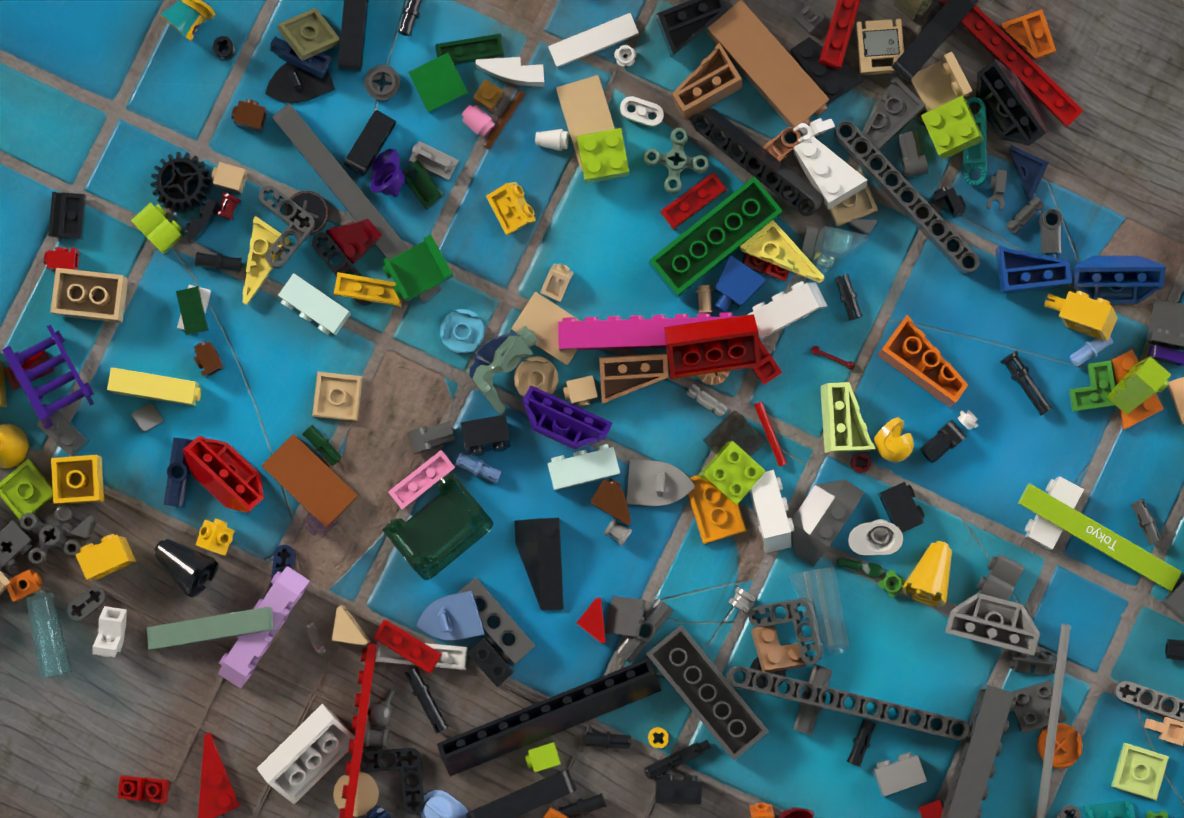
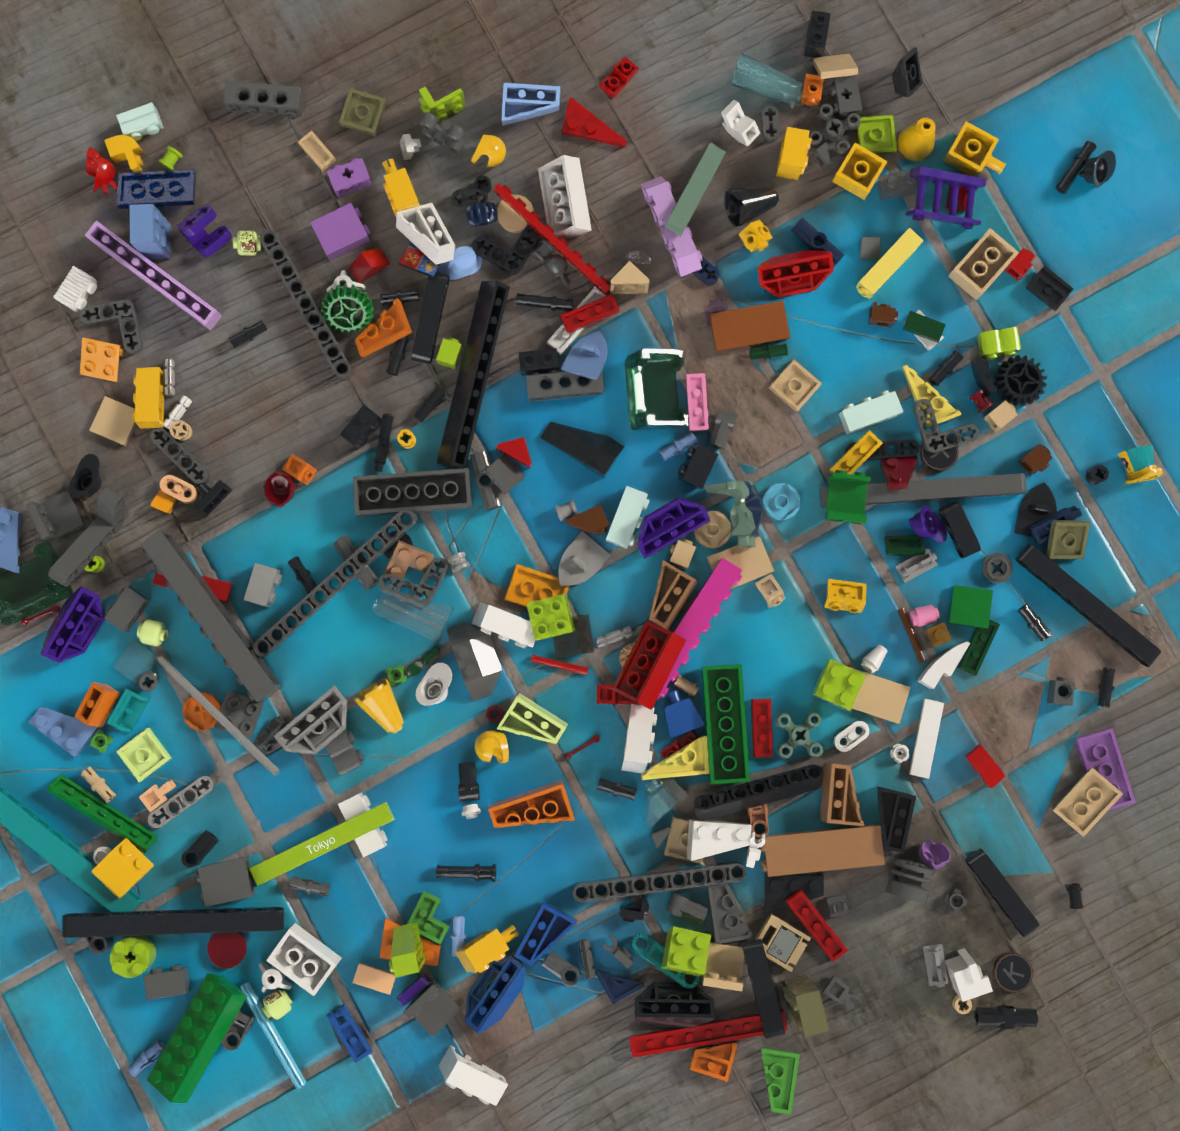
camera: 120 degrees right, 0 degrees up
(901, 507) = (444, 719): black brick -> none

